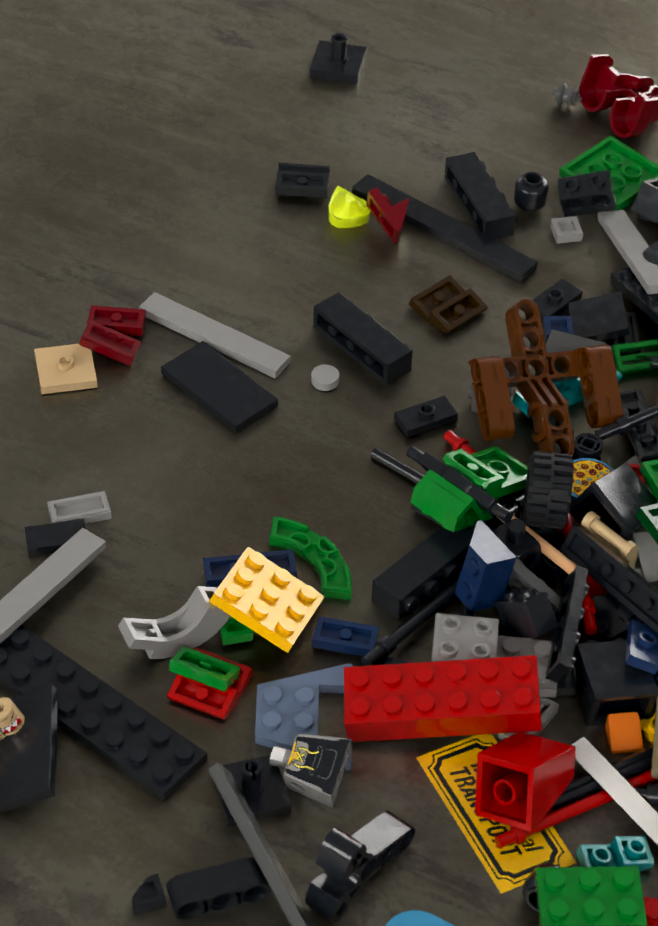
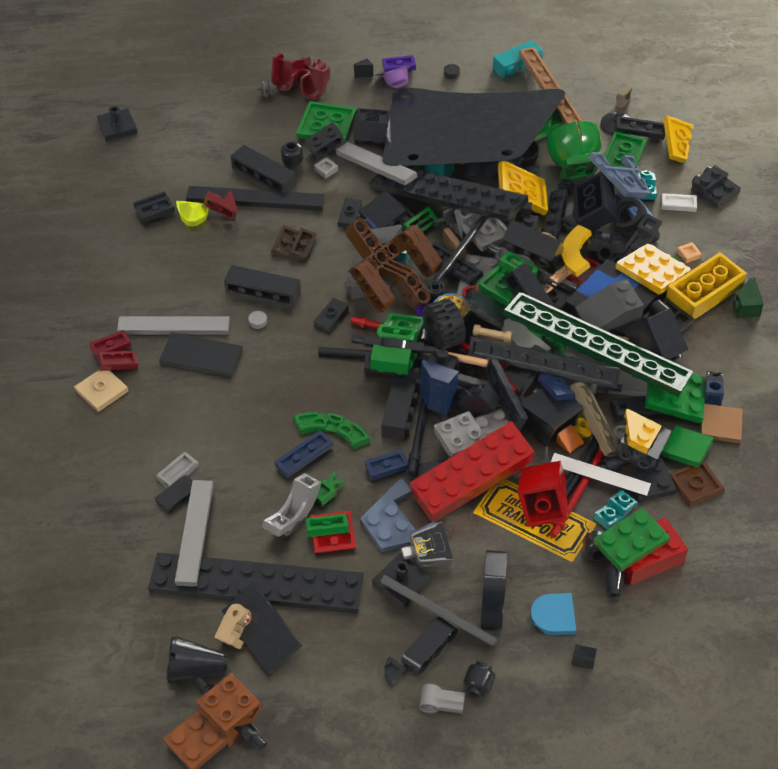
camera: 30 degrees left, 5 degrees up
(267, 599) = (332, 466): yellow plate -> none

